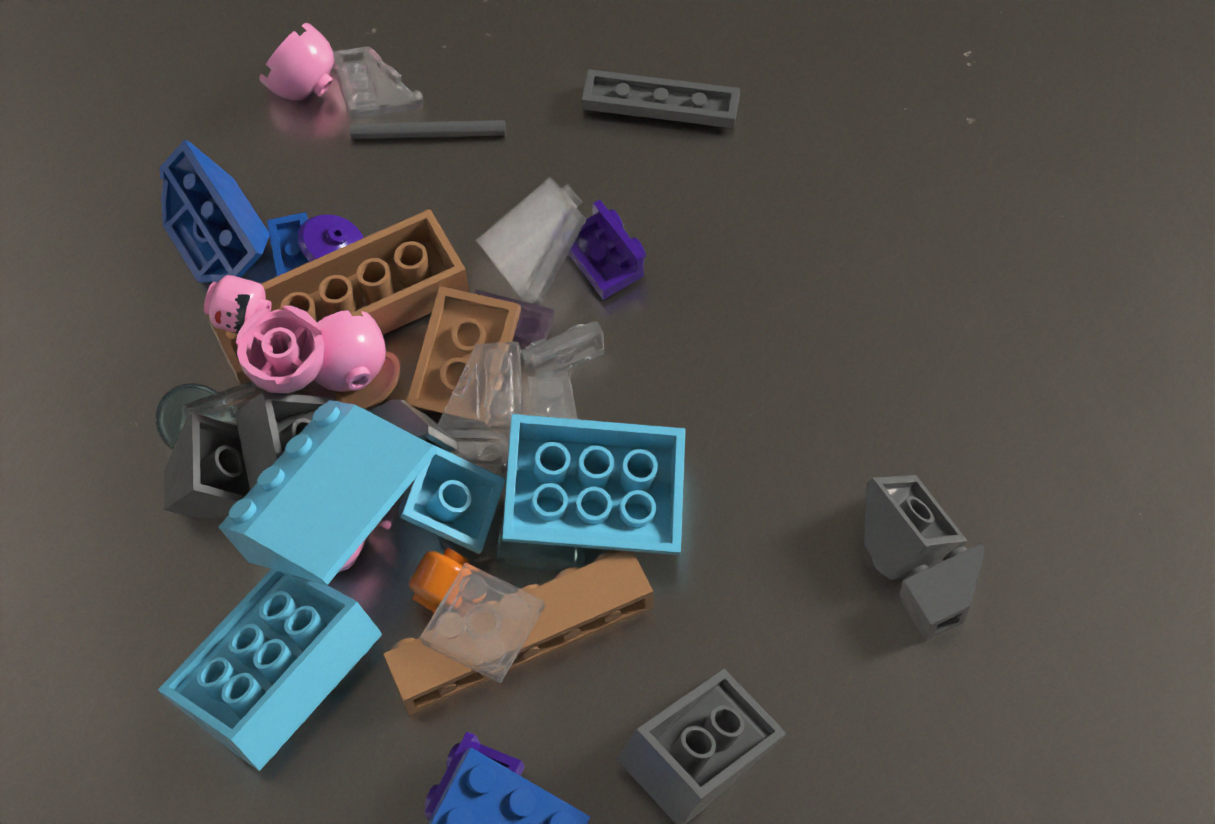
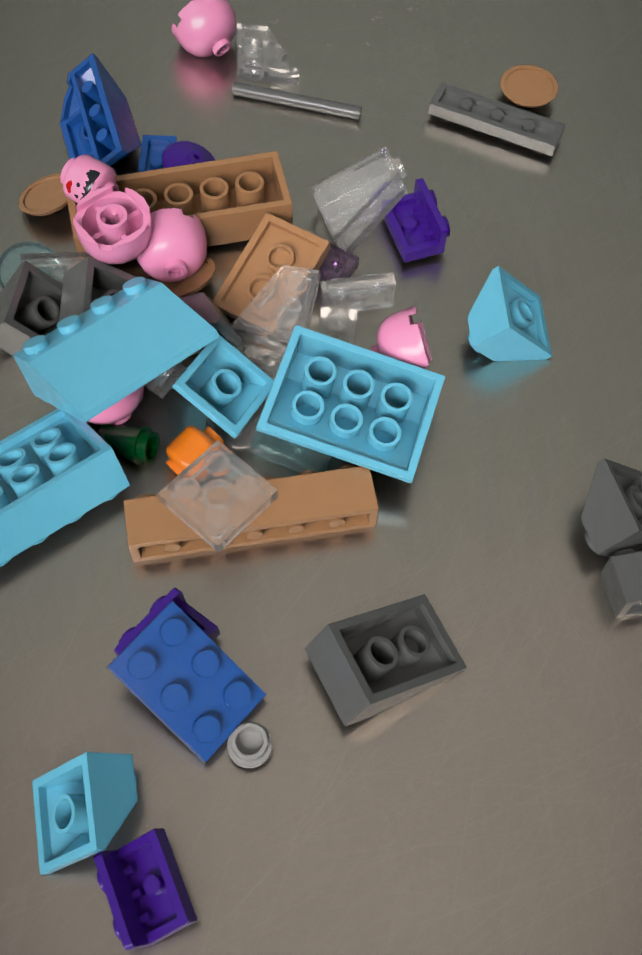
camera: 10 degrees right, 0 degrees up
(179, 320) = (43, 196): none -> medium nougat piece
(368, 585) = (132, 442): none -> dark green cone
(629, 397) = (403, 339): none -> bright pink cylinder
(687, 47) = (529, 86): none -> medium nougat piece
(735, 342) = (508, 321): none -> medium azure slope

